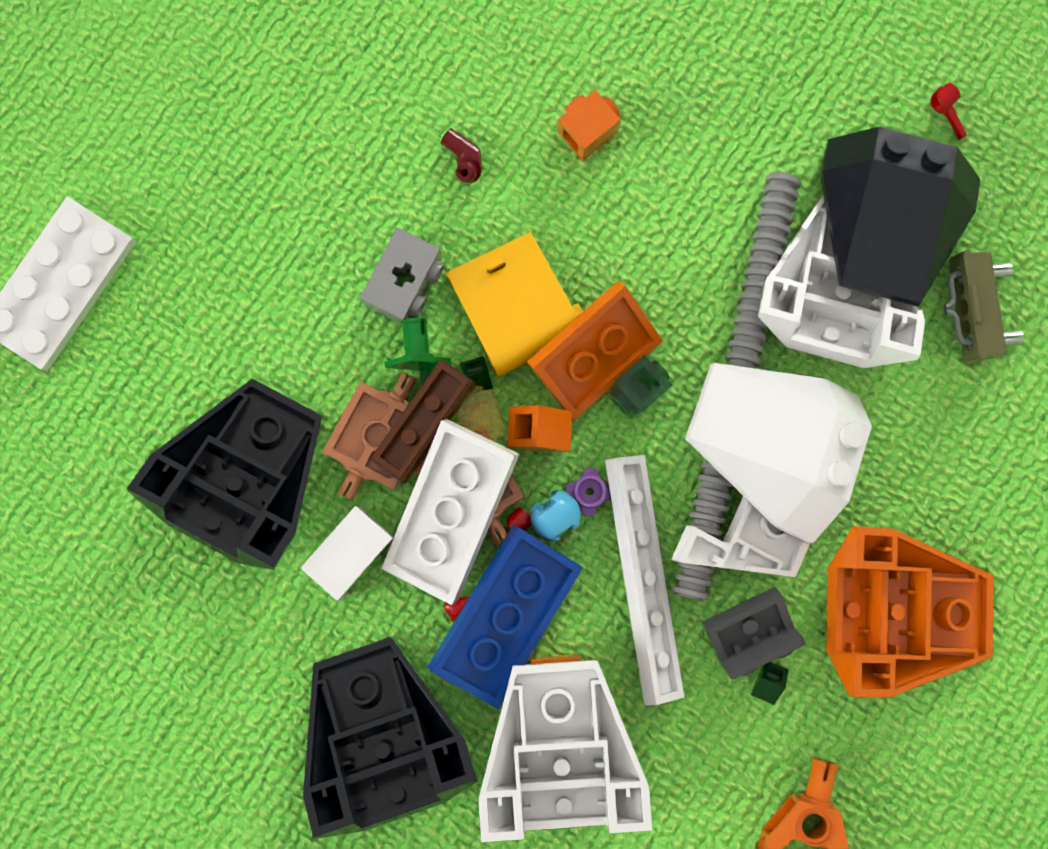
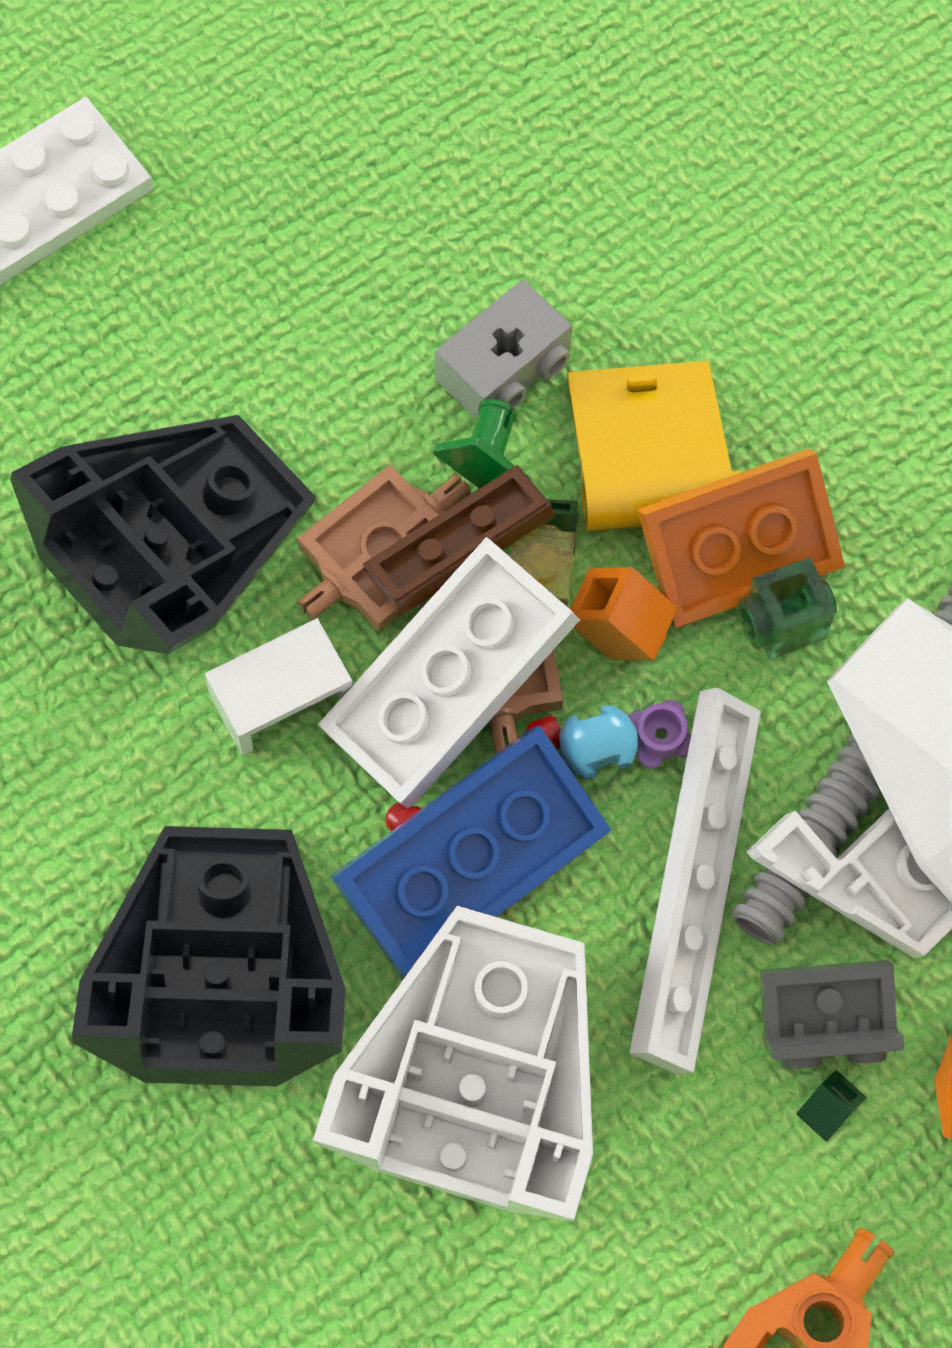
camera: 20 degrees right, 15 degrees down
(468, 156) = (657, 232): dark red arm -> none
(589, 123) = (844, 247): orange brick -> none

